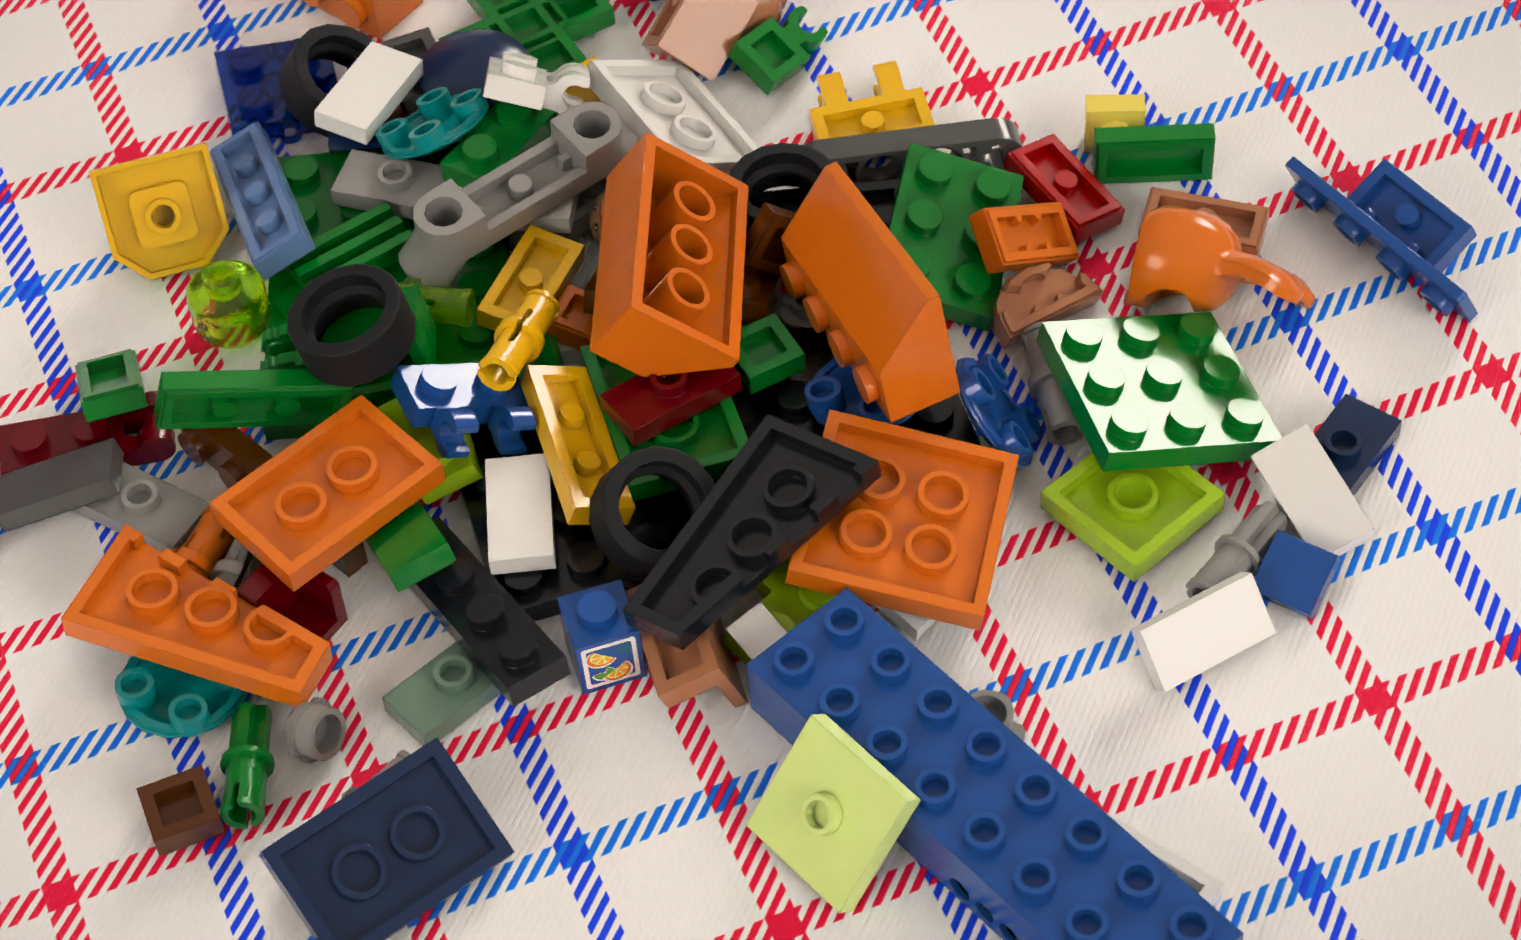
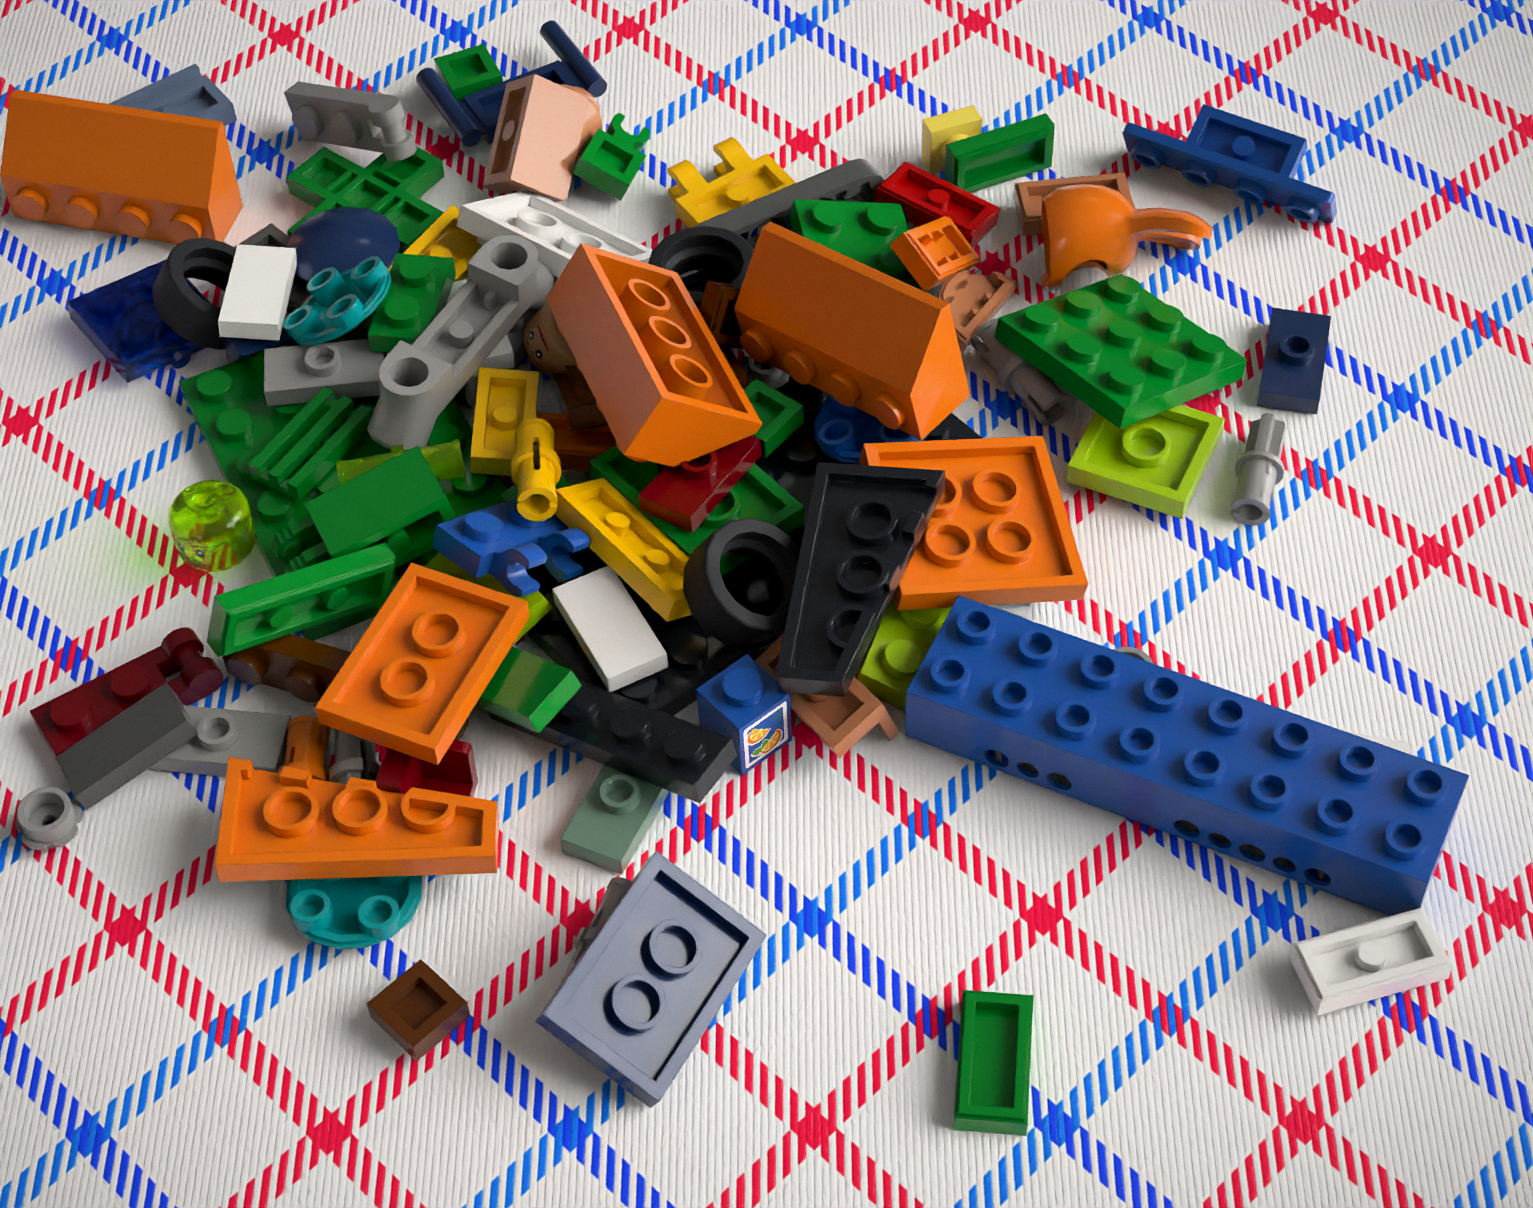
camera: 25 degrees left, 0 degrees up
(110, 385) = (132, 636): green tile -> none
(162, 211) = (100, 458): yellow piece -> none
(247, 766) = (461, 945): green axle -> none
(261, 200) = (196, 421): medium blue tile -> none
(314, 730) = (512, 890): light grey plate -> none
(367, 355) = (359, 467): black tyre -> none
(520, 82) = (421, 238): white plate -> none
(756, 630) = (892, 664): white sticker -> none
(832, 812) = (1048, 797): yellowish green plate -> none
(993, 409) = (1001, 420): blue dish -> none
(1203, 631) = (1269, 539): white tile -> none
(1296, 574) = (1317, 468): blue tile -> none
(1313, 492) = (1299, 396): white tile -> none

